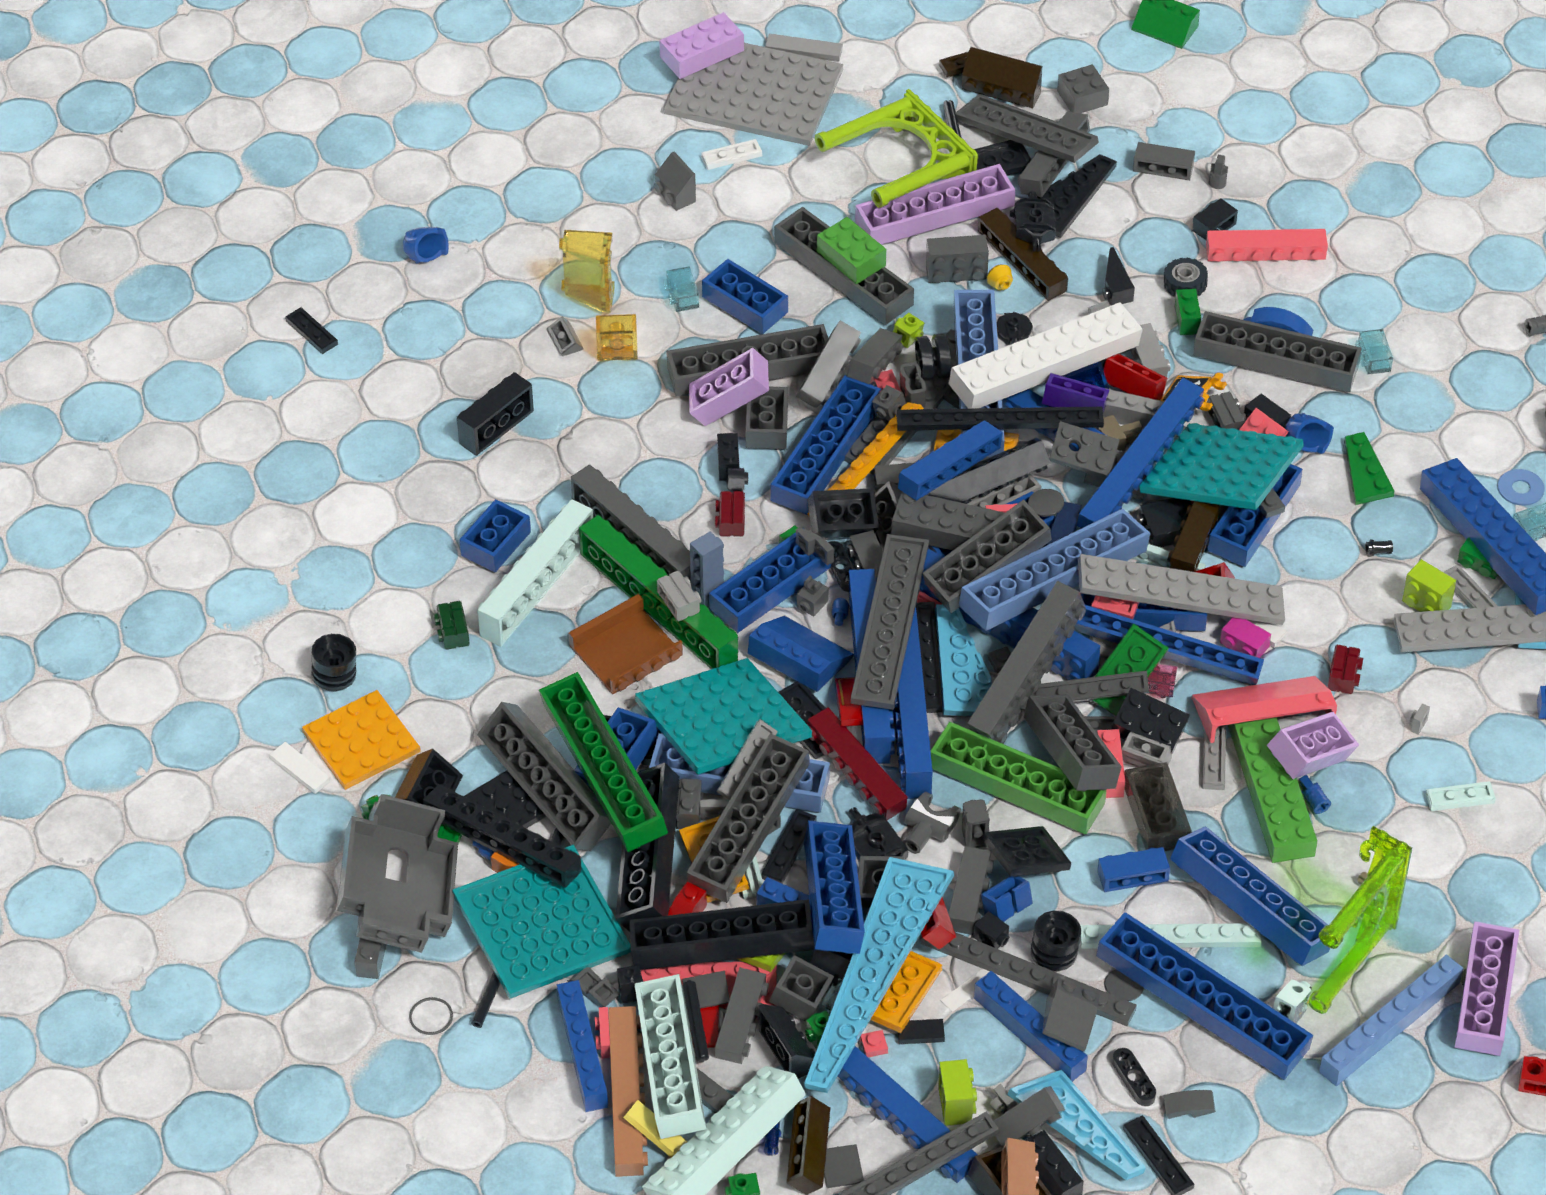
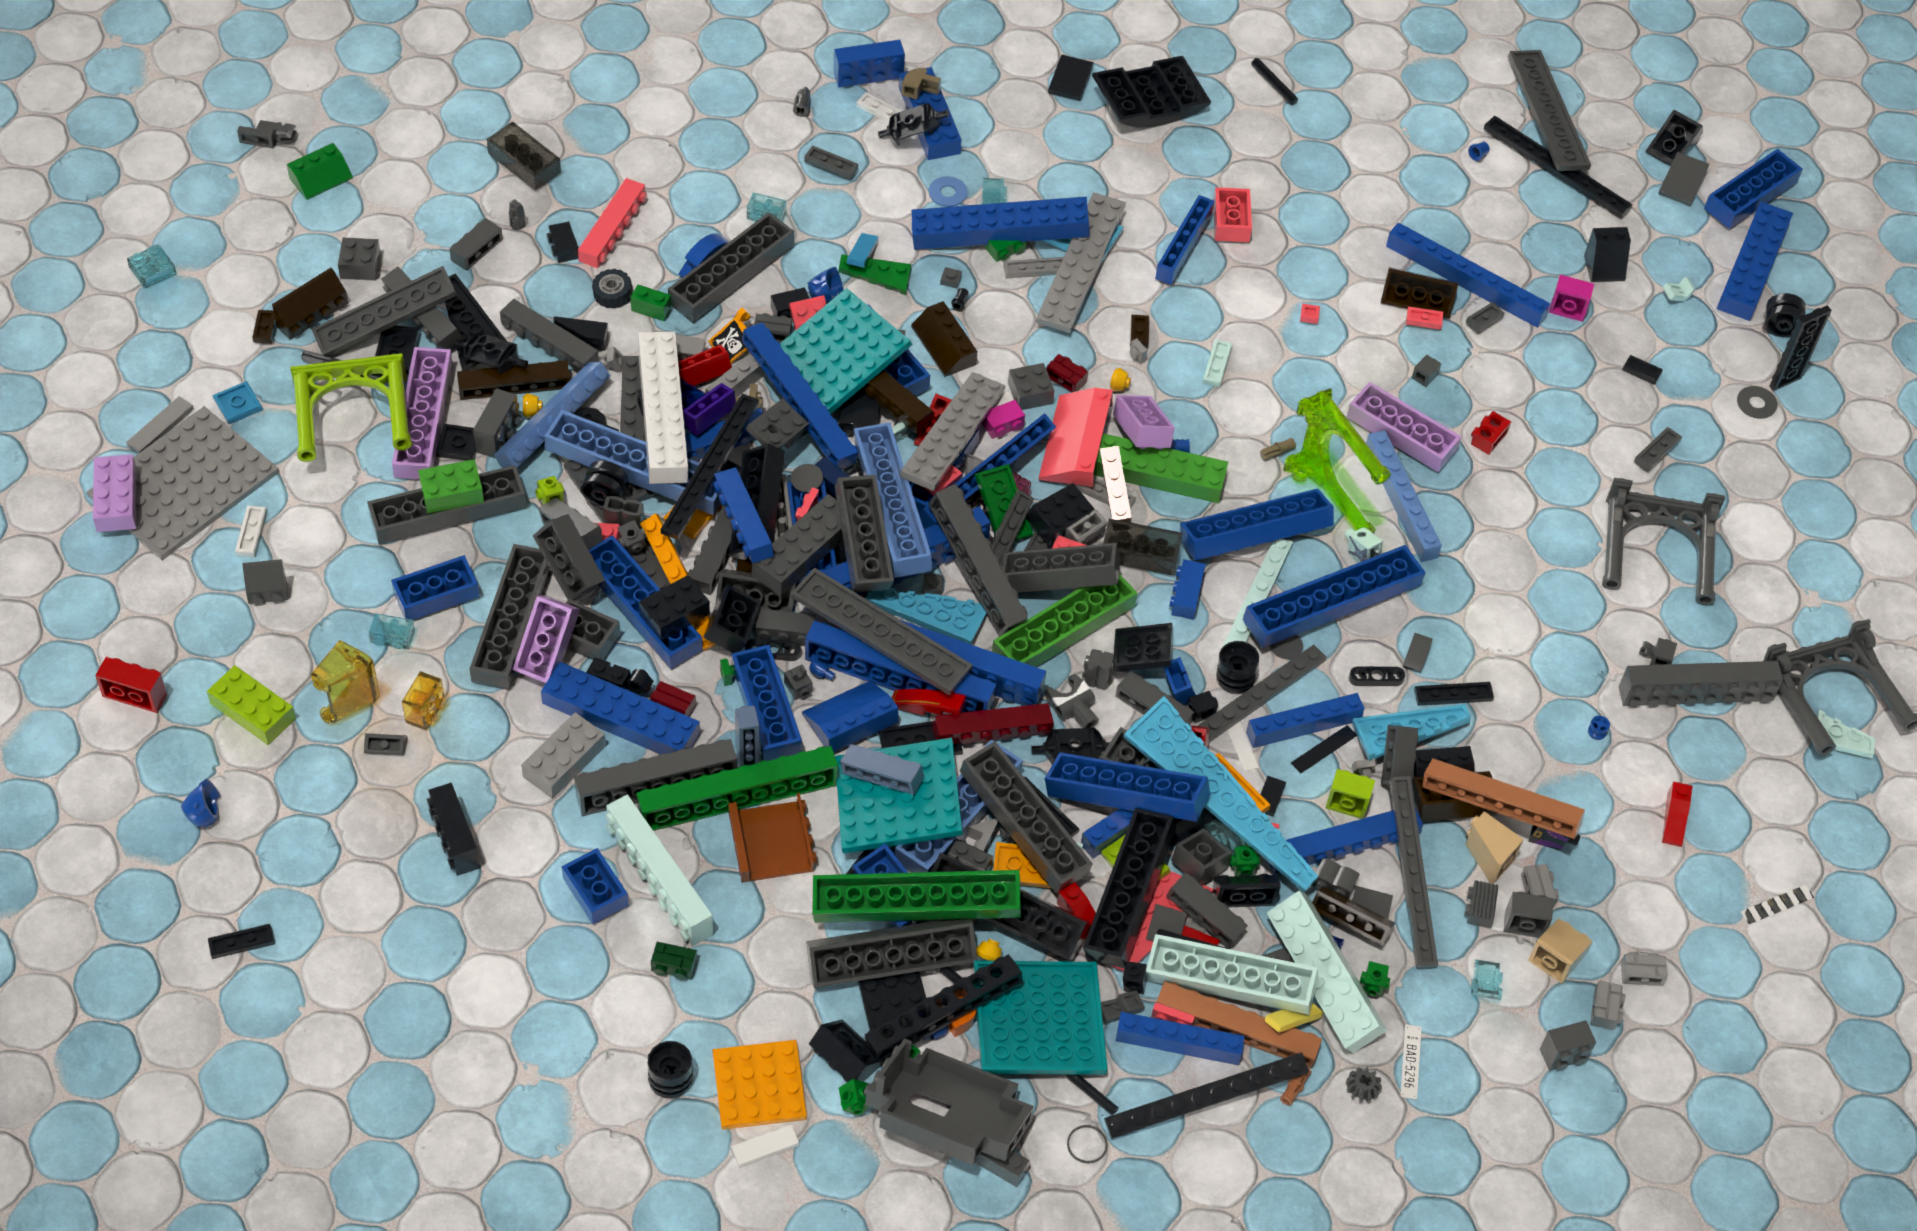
camera: 70 degrees left, 5 degrees up
(515, 145) = (131, 684): none -> red brick
(529, 1090) = (1206, 1095): none -> black plate
(543, 229) = (251, 705): none -> lime brick
(594, 856) = (989, 950): none -> yellow cone
(601, 1166) = (1294, 1086): none -> nougat pin
(625, 458) = (563, 755): none -> light grey brick
(678, 595) = (770, 767): light grey brick -> none
(694, 475) = (619, 711): none -> blue brick
(738, 686) = (882, 769): none -> sand blue brick
(745, 758) = (967, 794): light grey tile -> none
(811, 543) = (757, 653): dark grey slope -> none
(820, 460) = (674, 607): none -> black brick
(848, 1119) = (1336, 877): none -> dark grey brick
(864, 85) = (237, 402): none -> dark azure tile
(916, 246) = (456, 443): none -> black tile
(1005, 295) = (569, 399): none -> medium blue brick
(1008, 1059) = (1323, 749): none -> black sticker
(1070, 1013) = (1315, 686): dark grey slope -> none
(1091, 257) = (547, 335): none -> dark grey brick
(1213, 753) = (1115, 484): none -> brick
(1295, 147) = (524, 155): none -> clear smoke brick
(1303, 644) = (1031, 386): none -> dark grey brick
(1315, 554) = (945, 339): none -> dark brown slope
(1368, 715) = (1120, 380): none -> yellow cone
(1379, 443) = (862, 250): none -> dark azure tile
(1404, 531) = (951, 277): none -> dark grey plate
(1428, 588) = (1027, 287): lime brick -> none
(1451, 711) = (1140, 329): none -> dark brown plate
(1479, 378) = (831, 162): none -> dark grey plate

